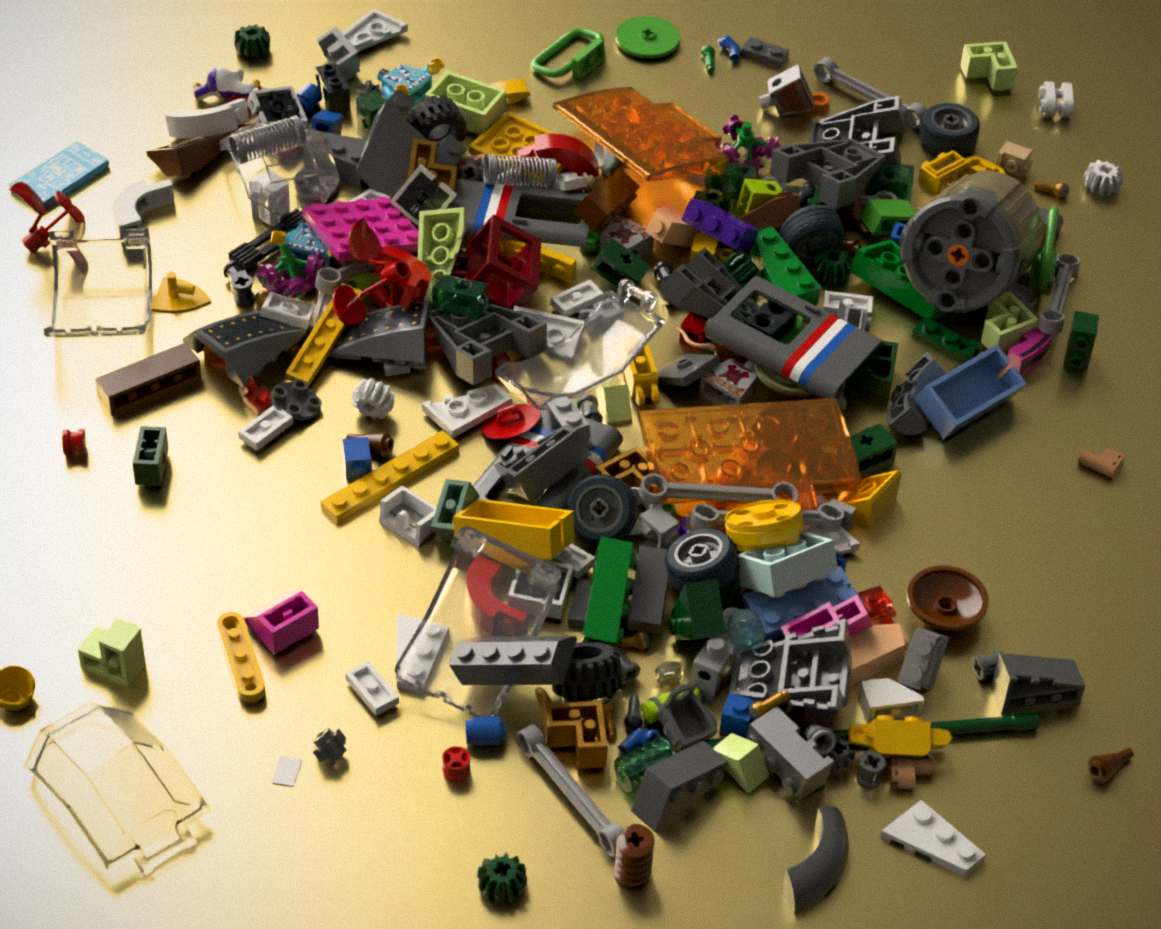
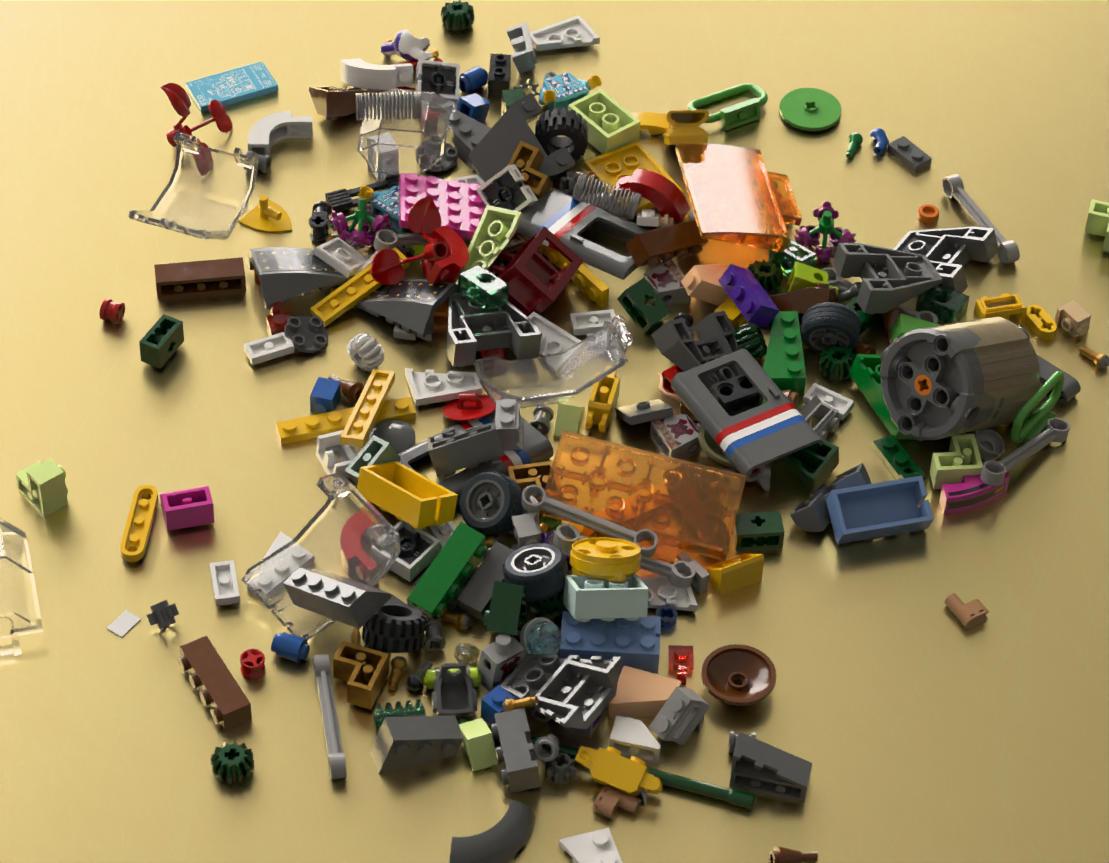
camera: 25 degrees right, 0 degrees up
(415, 455) = (367, 408): none -> yellow plate
(430, 798) = (215, 682): none -> reddish brown brick
(446, 468) = (396, 432): none -> dark grey dish
(552, 83) = (686, 127): none -> yellow piece
(593, 241) = (636, 275): bright green plate -> none
(634, 855) = (340, 782): reddish brown piece -> none
(637, 739) = (411, 695): blue arm -> none
(788, 93) = (899, 197): torso -> none
(826, 615) = (636, 658): dark pink slope -> none
(866, 772) = (578, 788): dark grey bush -> none
(949, 128) = (1030, 274): black wheel -> none
(1081, 340) = (1014, 498): dark green brick -> none

